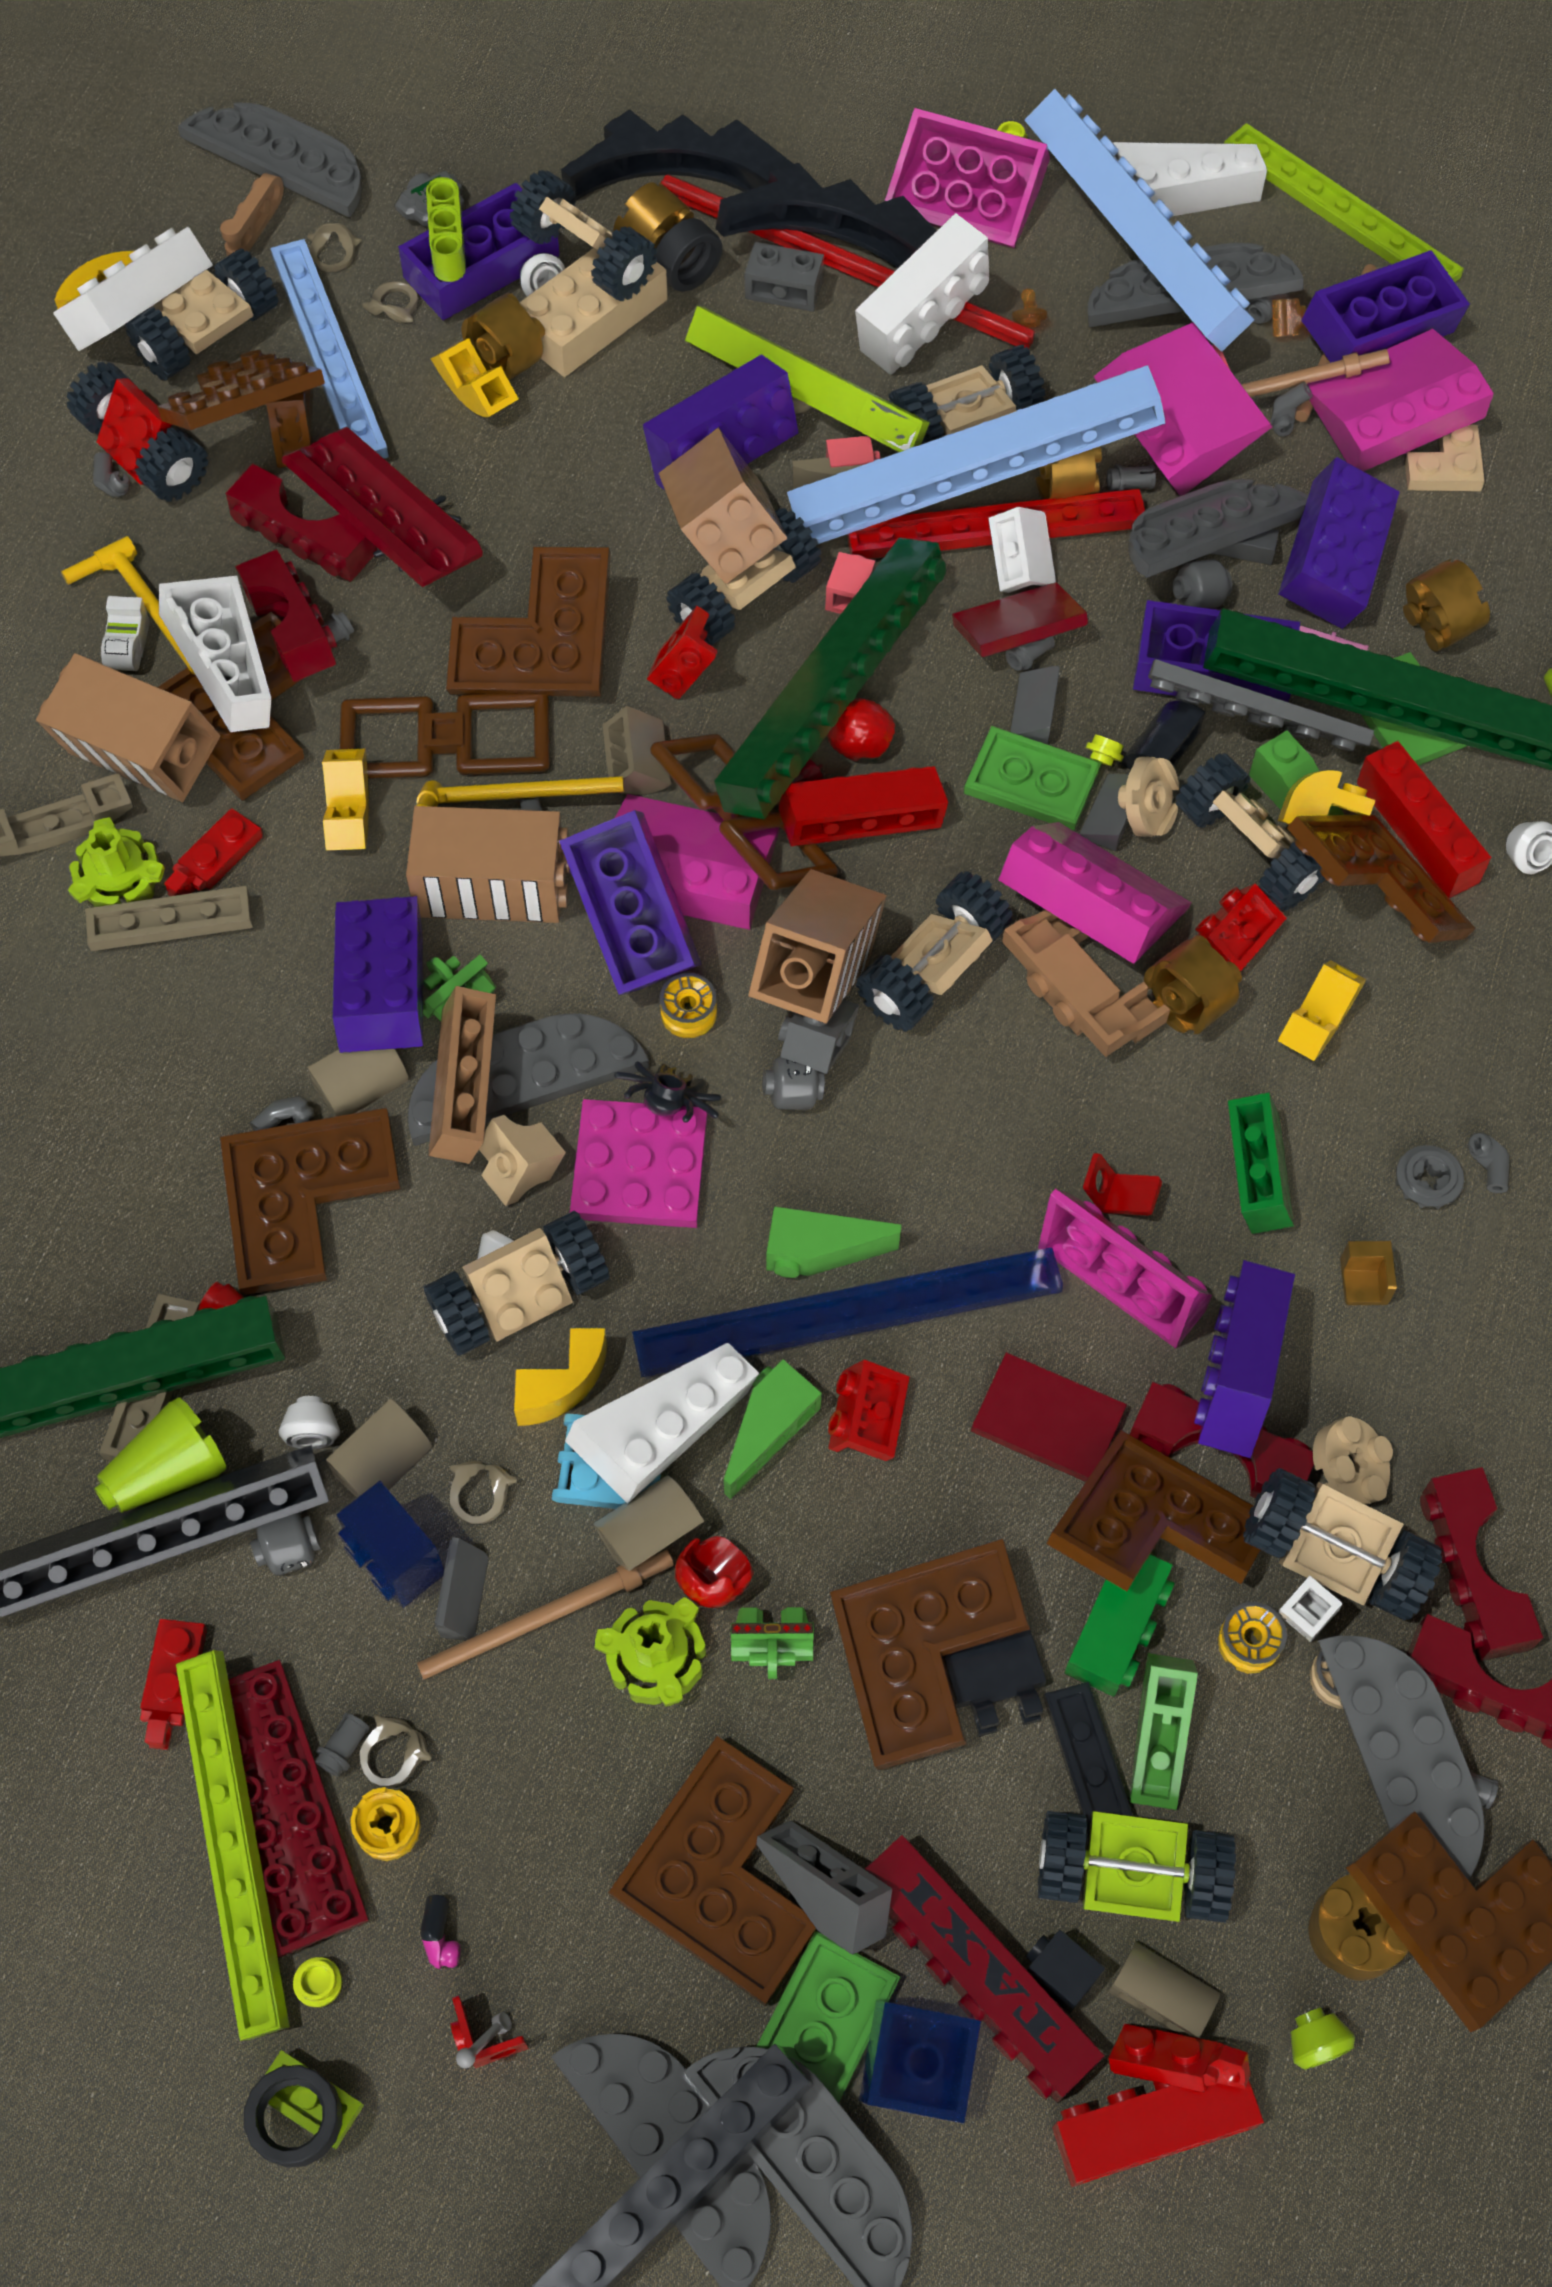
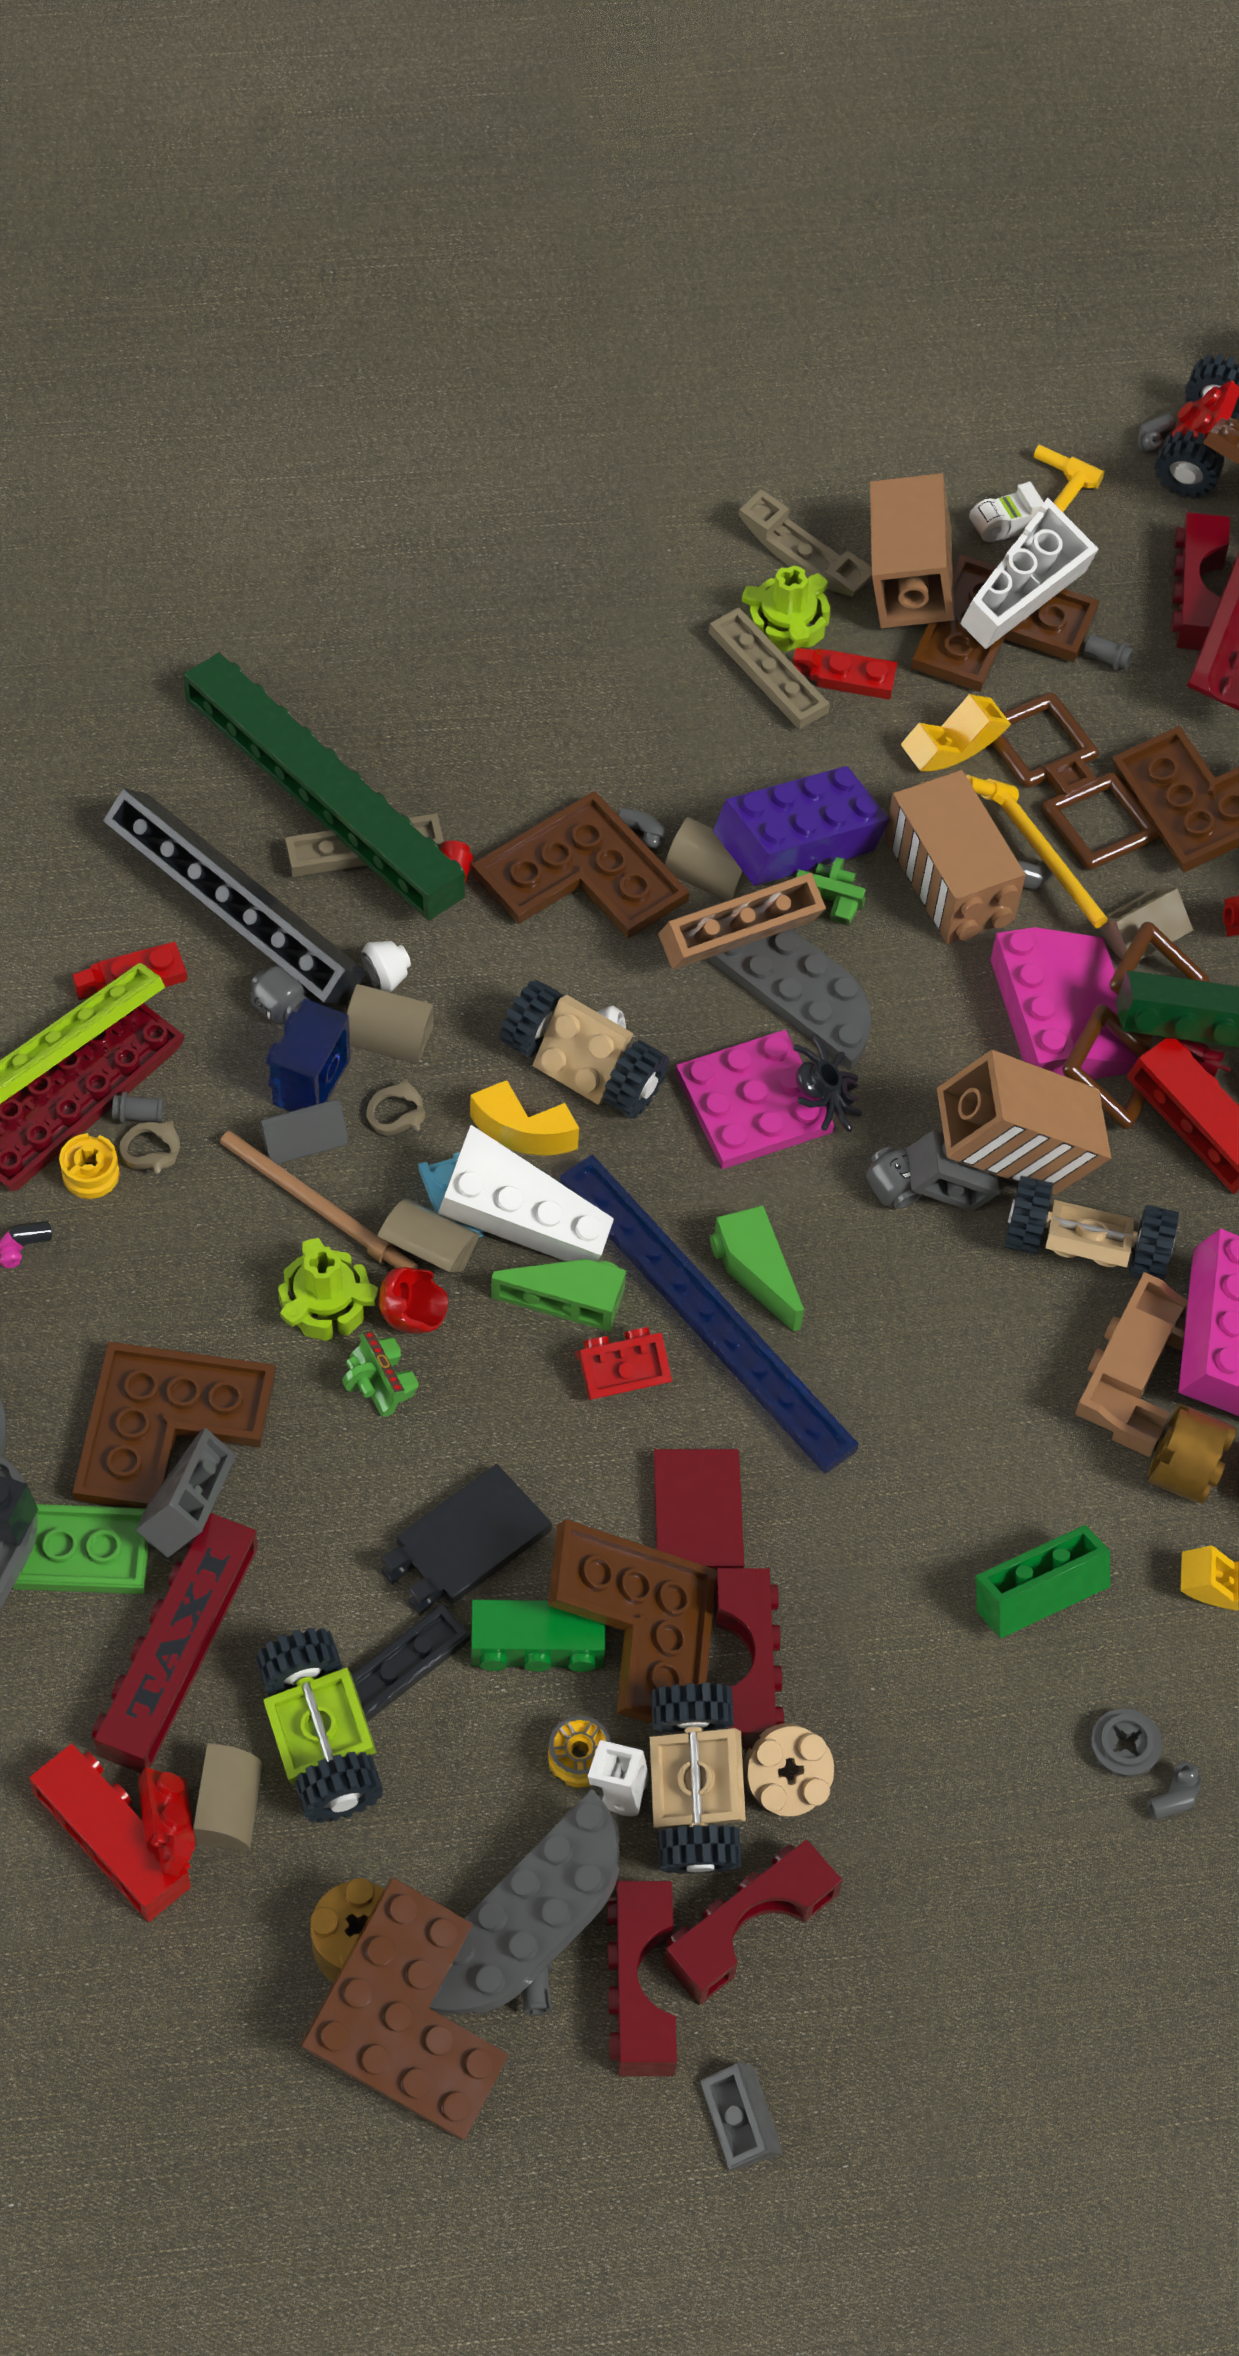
camera: 60 degrees right, 5 degrees down
(160, 1460) = (295, 874): lime cone -> none
(299, 638) = (1078, 627): dark red arch -> none
(518, 1157) = (700, 1003): tan brick -> none
(630, 902) = (976, 968): dark purple brick -> none
(688, 989) = (917, 1056): yellow wheel -> none
(897, 1640) = (434, 1463): reddish brown plate -> none
(920, 2061) = (75, 1620): clear blue brick -> none
(1063, 1969) = (206, 1708): black brick -> none
(1121, 1191) = (950, 1483): red bracket -> none
(1122, 1268) = (874, 1502): dark pink slope -> none
(1163, 1730) = (457, 1706): bright green slope -> none
(1244, 1358) = (827, 1625): dark purple brick -> none
(1319, 2039) = (242, 1936): lime cone -> none
(1368, 1272) = (992, 1723): pearl gold panel -> none

